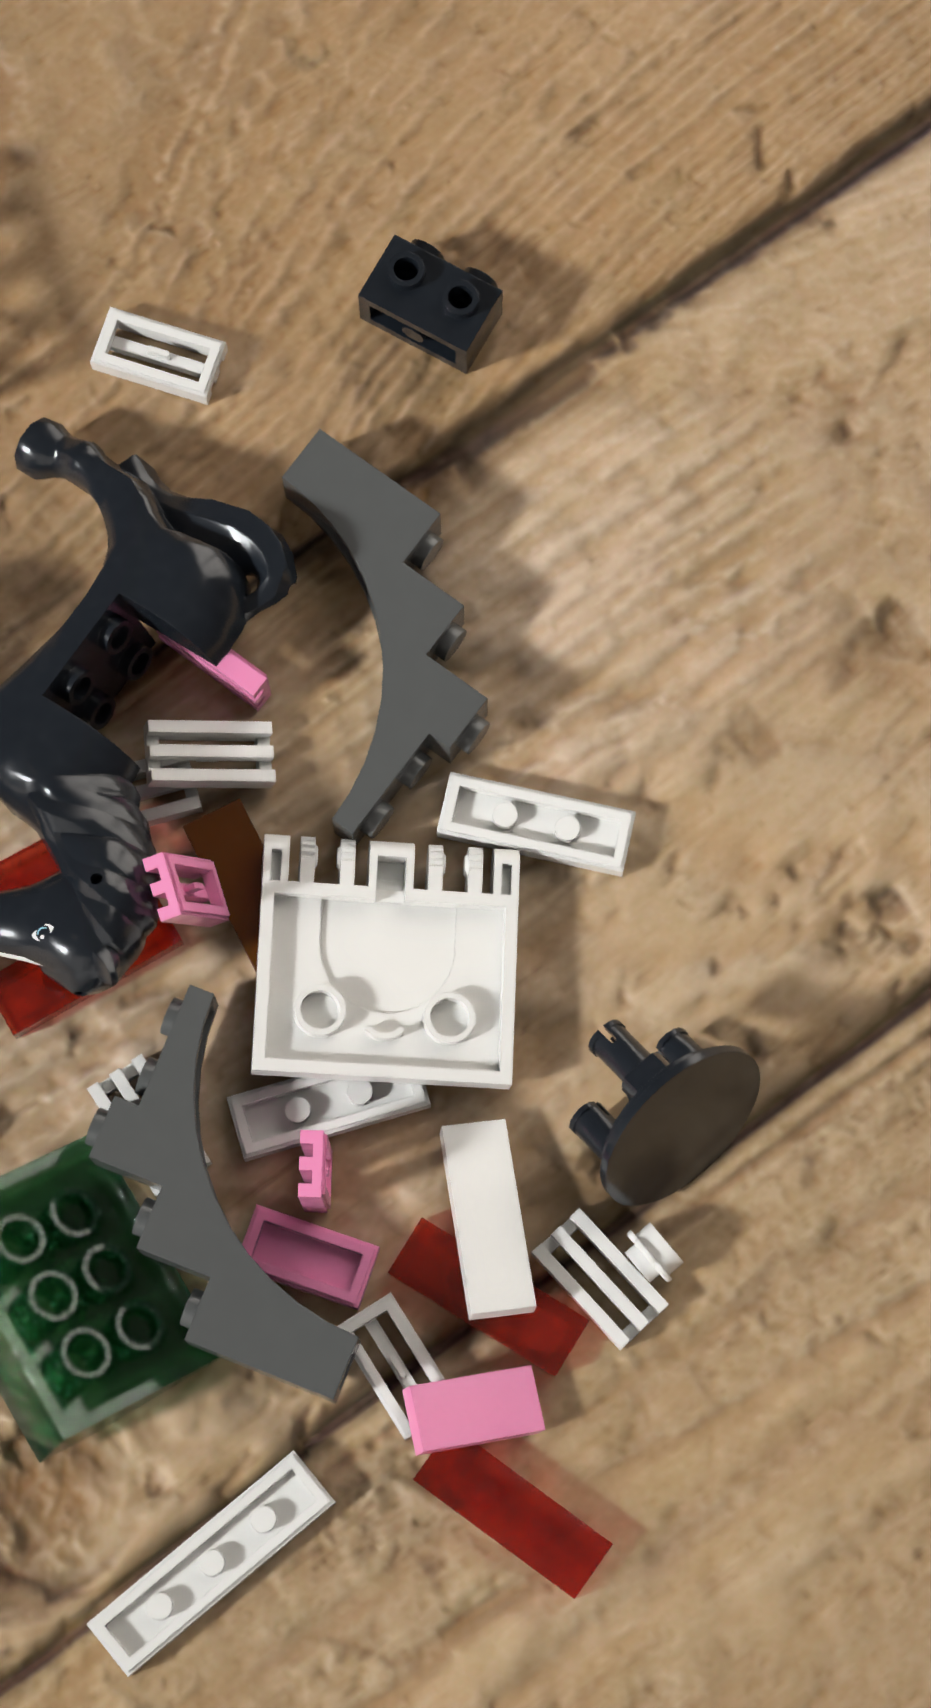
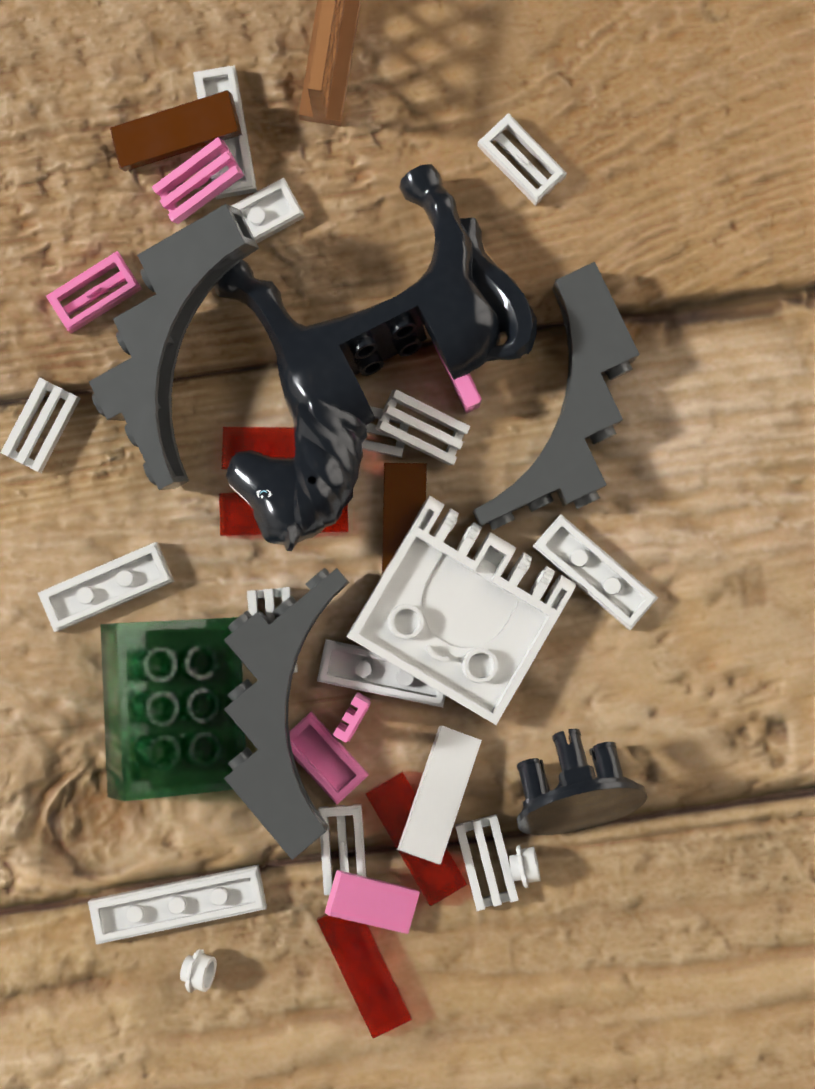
camera: 30 degrees right, 10 degrees up
(179, 911) = (356, 507): bright pink tile -> none
(288, 1637) = (198, 971): none -> white plate
(431, 302) = (705, 214): black brick -> none

